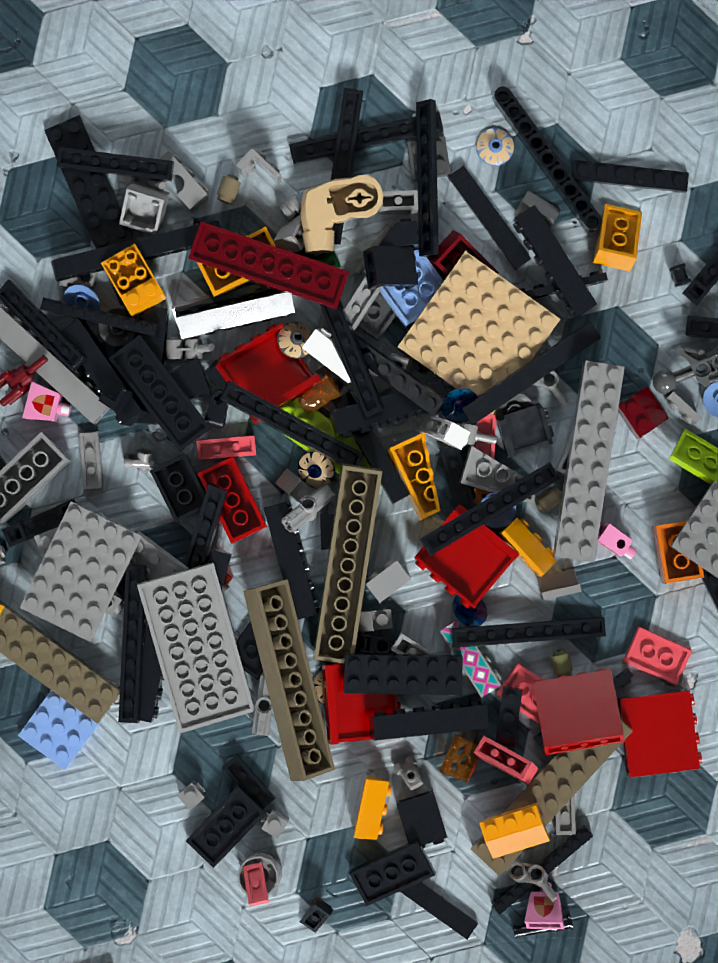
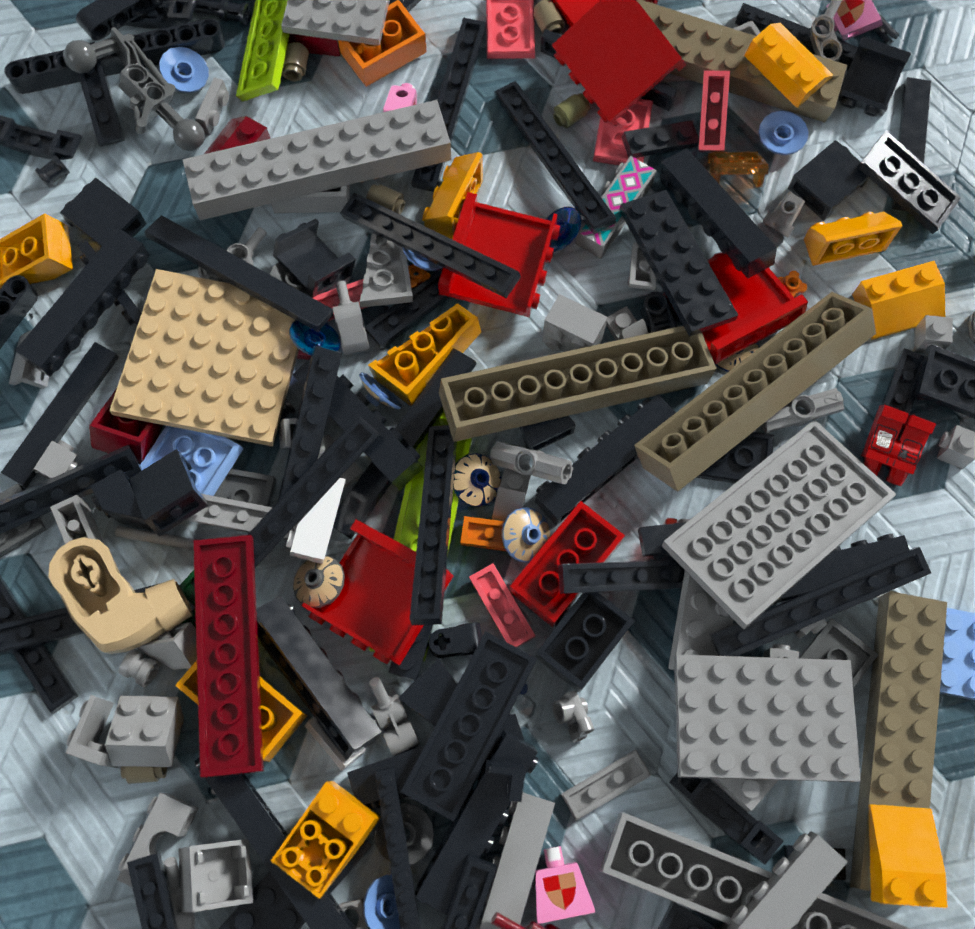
camera: 115 degrees left, 15 degrees down
(103, 643) = (838, 643): none -> dark grey plate
(208, 749) = (896, 442): none -> red hips
(247, 198) = (145, 731): none -> light grey brick
(269, 479) = (516, 533): none -> tan dish
(276, 461) = (482, 533): none -> orange plate
(309, 817) = (903, 298): none -> light orange slope
(319, 395) = (377, 511): clear orange plant -> none
(359, 754) = (793, 277): none -> orange plate
(403, 432) = (378, 393): none -> medium blue dish
(444, 431) = (355, 339): white slope -> none
(452, 203) = (56, 460): none -> light grey brick
(469, 816) = (785, 125): none -> medium blue dish
(485, 893) = (872, 76): none -> black panel
(558, 584) = (482, 141): light grey panel -> none
(620, 590) = (454, 92): none -> black plate
(625, 297) = (100, 211): none -> black panel
(646, 685) = (548, 17): none -> dark tan brick
(694, 483) = (295, 61): none -> dark tan brick

